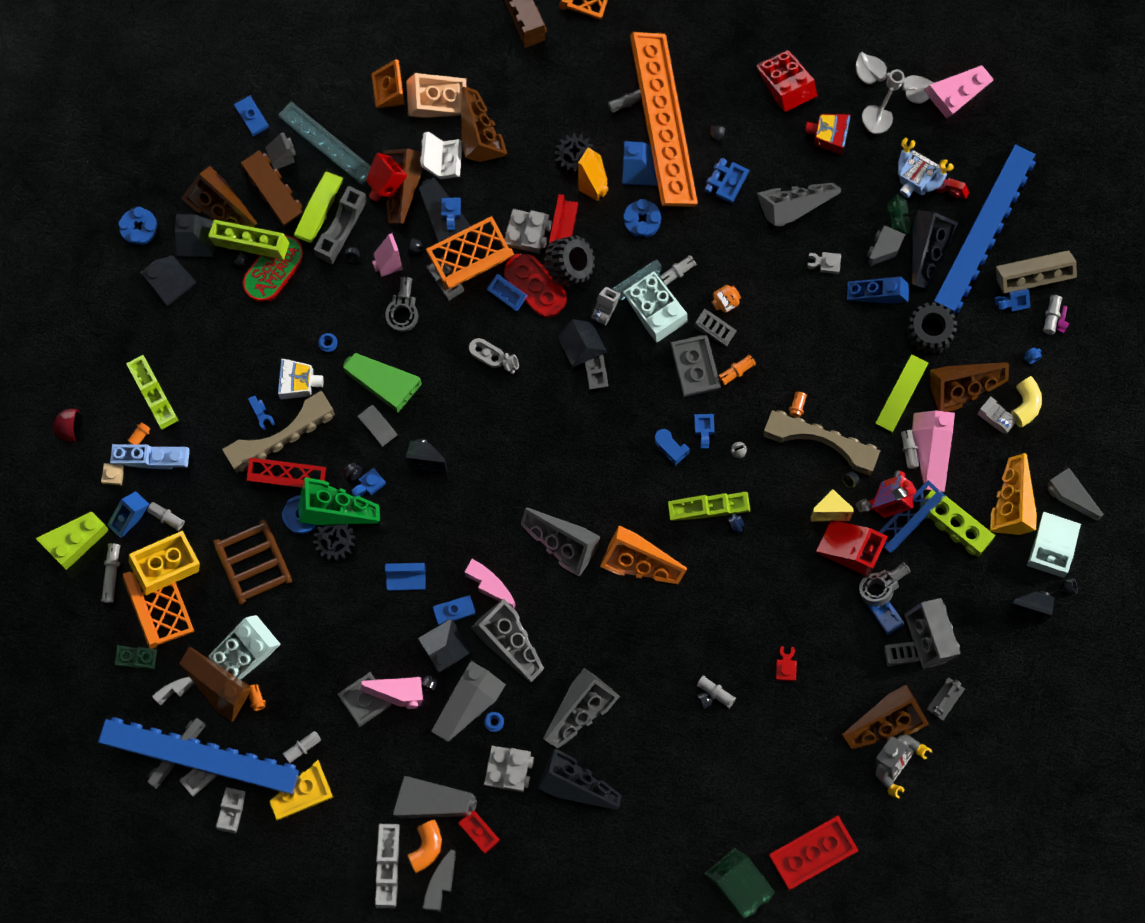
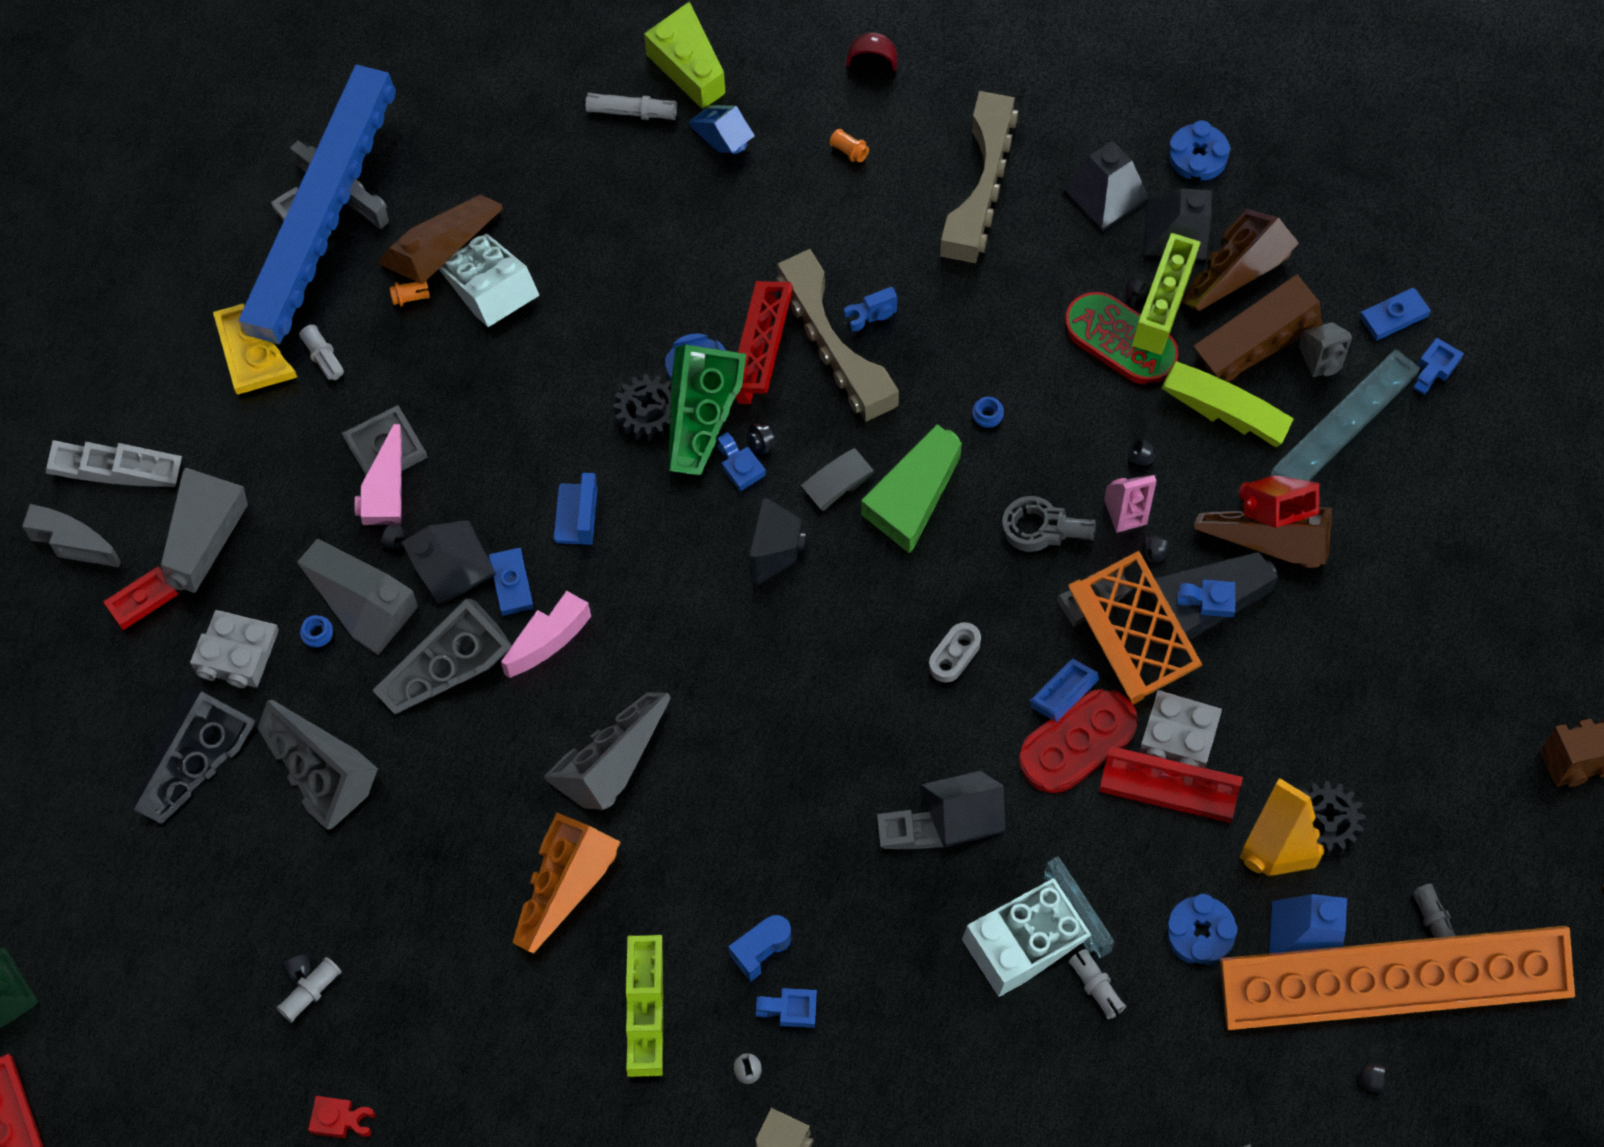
camera: 95 degrees right, 10 degrees down
(112, 474) = (789, 112): tan plate -> none
(123, 348) = (965, 225): none -> dark tan arch
(135, 657) = (497, 137): clear green slope -> none
(143, 613) = (562, 144): orange fence -> none
(149, 457) = (811, 156): light blue slope -> none
(152, 392) = (924, 162): lime slope -> none
(164, 562) = (632, 165): yellow brick -> none
(165, 516) = (713, 179): light grey axle -> none
(179, 686) = (436, 180): light grey slope -> none
(227, 562) = (632, 262): reddish brown bar -> none
(231, 810) = (238, 256): light grey slope -> none
(286, 91) = (1437, 362): none -> blue plate
(297, 380) = (924, 362): torso -> none
(347, 214) = (1221, 448): dark grey arch -> none
(388, 85) = (1455, 523): orange slope -> none
(429, 848) = (129, 524): orange cylinder -> none
(434, 95) = (1436, 596): light nougat slope -> none
(441, 157) = (1319, 589): white bracket -> none
(477, 131) = (1365, 661): reddish brown wedge -> none
(510, 363) = (933, 688): light grey plate -> none
(572, 271) = (1106, 811): black tyre -> none
(605, 306) = (1024, 845): light grey leg -> none
(695, 365) = (913, 1004): dark grey tile -> none
(711, 333) = (999, 1018): dark grey slope -> none
(726, 298) = (1036, 1064): orange head -> none
(731, 183) = (1271, 1097): blue plate -> none
(736, 370) = (899, 1076): orange pin -> none
(736, 522) = (608, 1049): dark blue plate -> none

